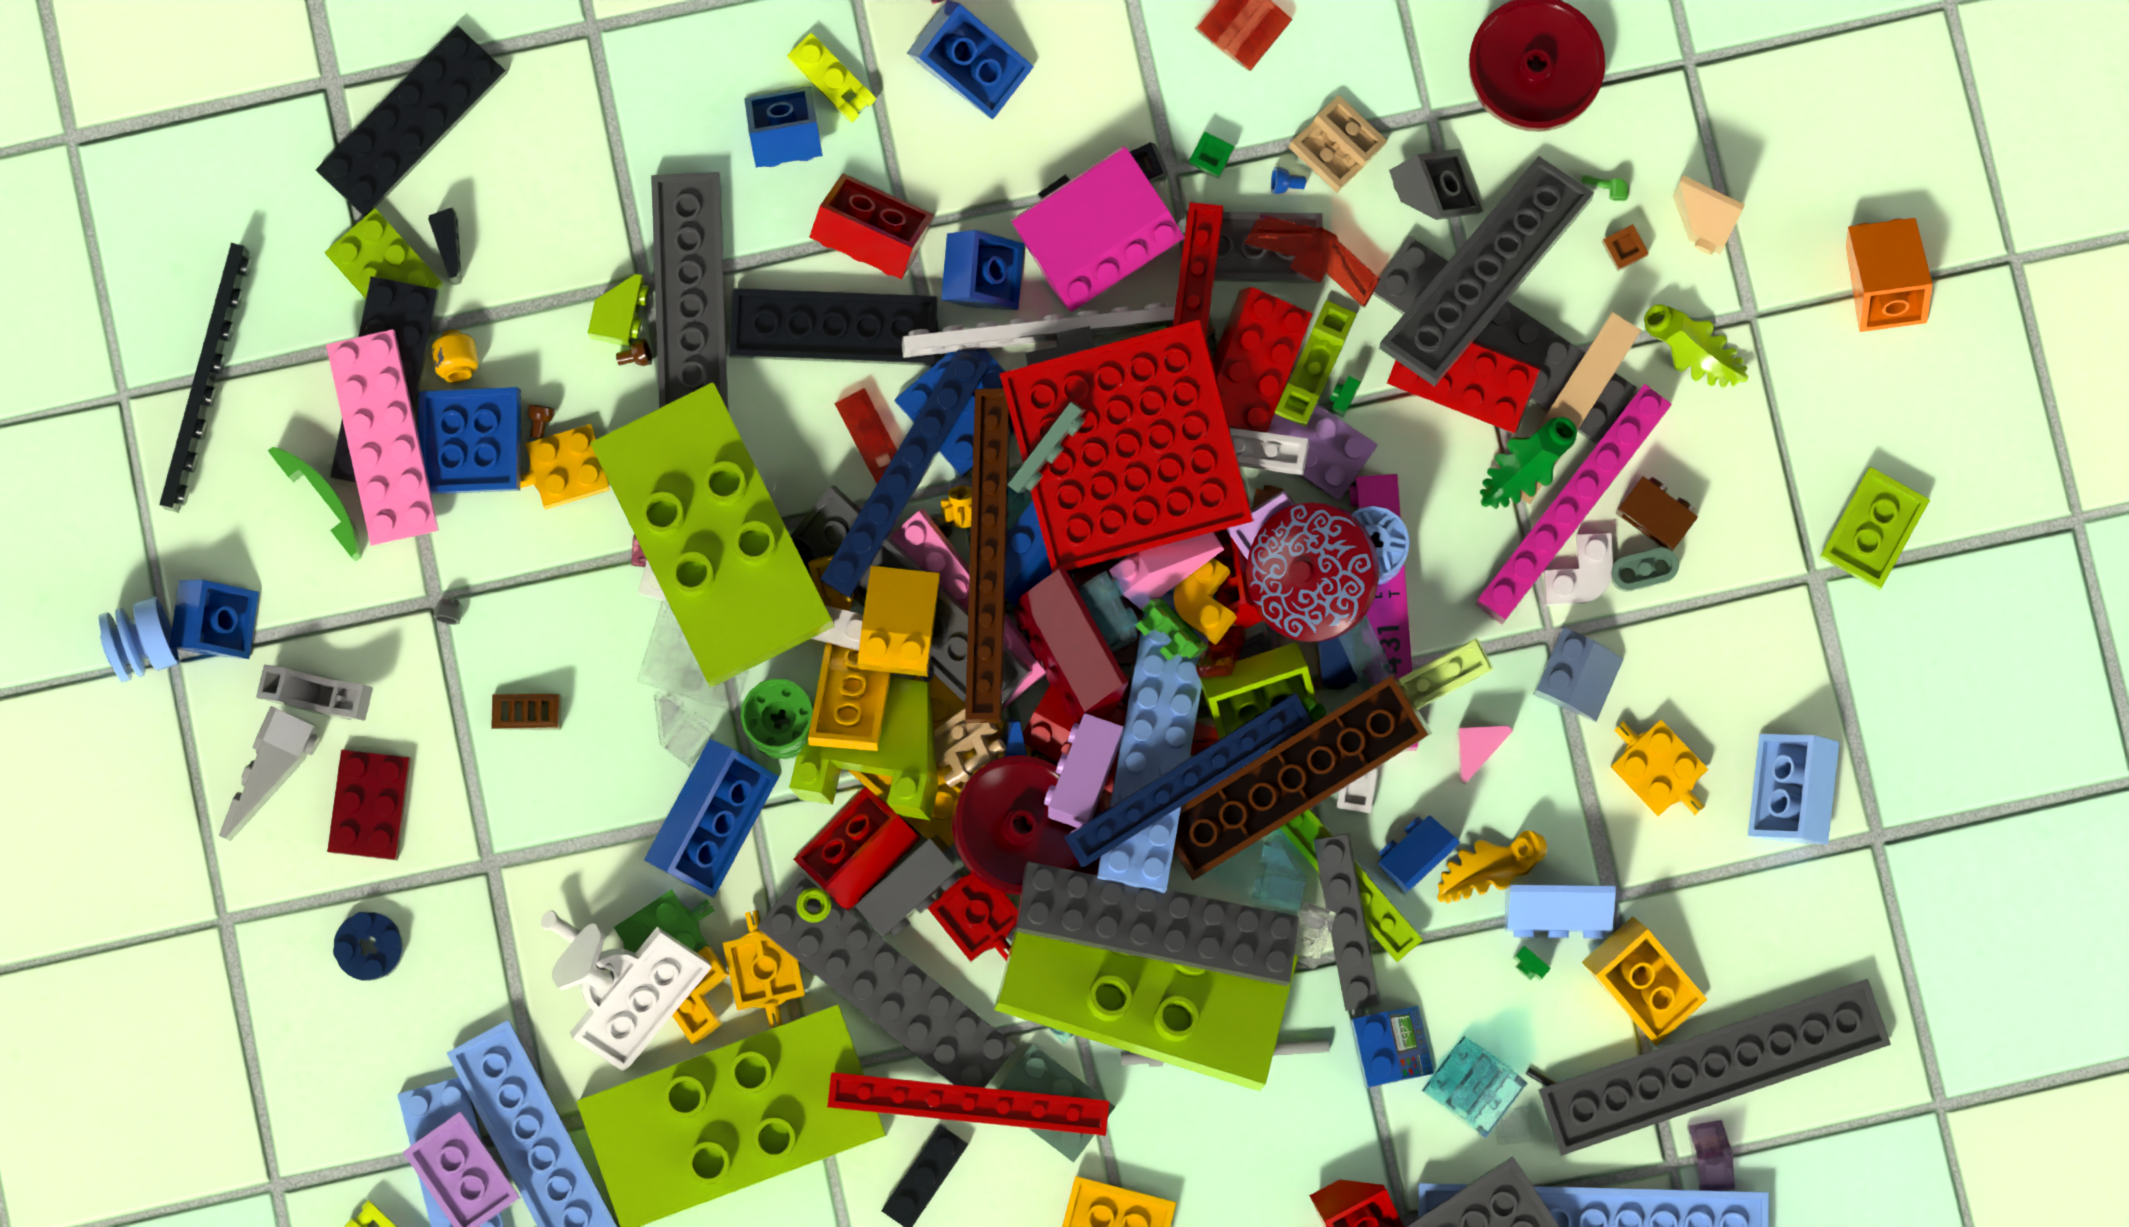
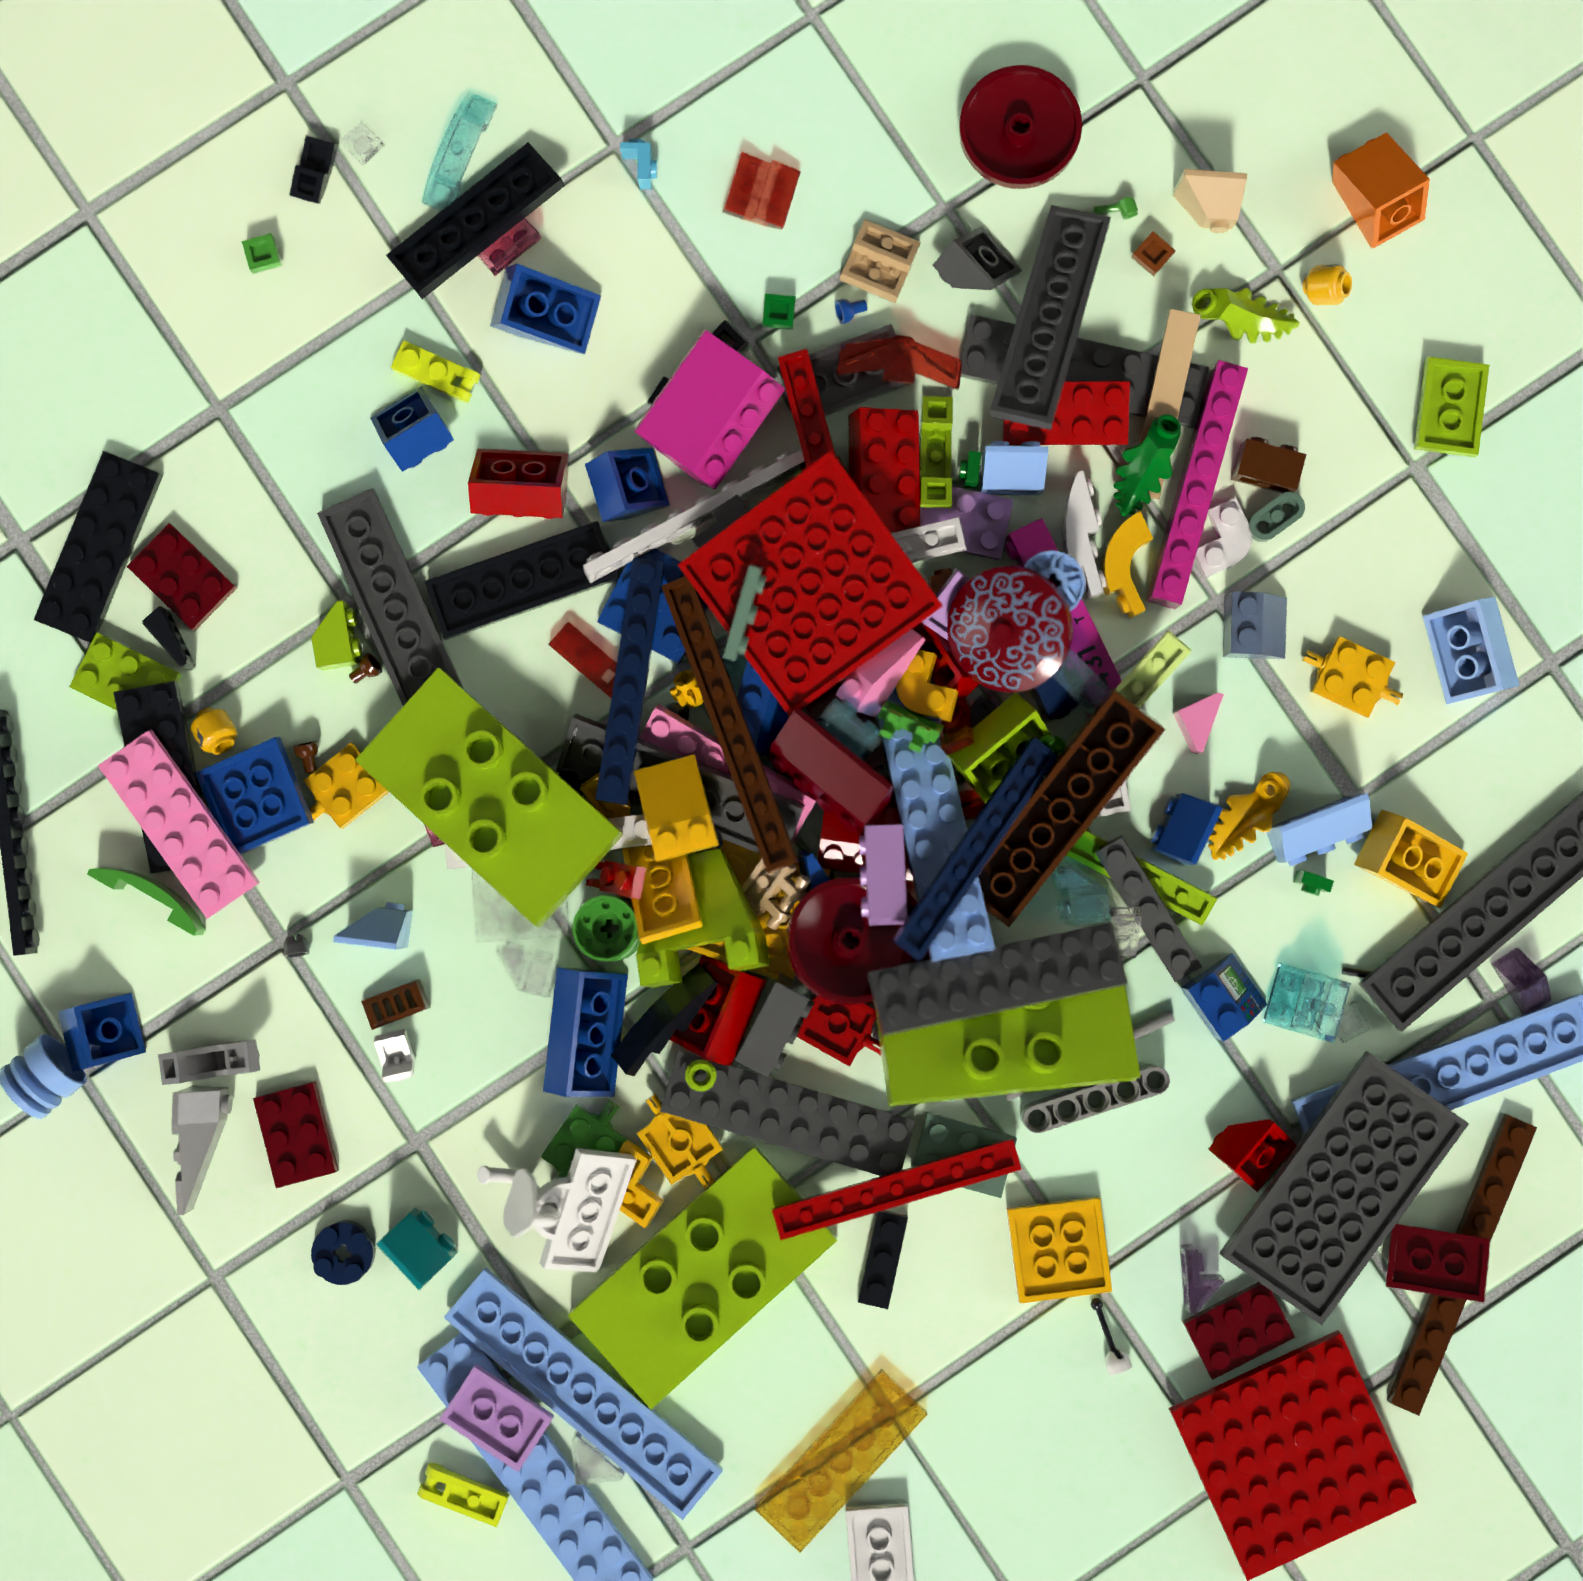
camera: 20 degrees left, 5 degrees up
(451, 968) = (417, 1247): none -> teal slope
(484, 185) = (182, 577): none -> dark red plate
(505, 763) = (395, 1056): none -> white bracket
(543, 625) = (380, 928): none -> light blue slope
(806, 831) = (669, 1013): none -> black slope
(810, 671) = (619, 879): none -> red hinge
(1195, 1097) = (1081, 1108): none -> light grey beam
(1387, 412) = (1013, 468): none -> light blue slope
(1435, 496) = (1079, 523): none -> white slope
(1472, 535) = (1117, 560): none -> yellow arch
(1792, 350) = (1327, 284): none -> yellow head

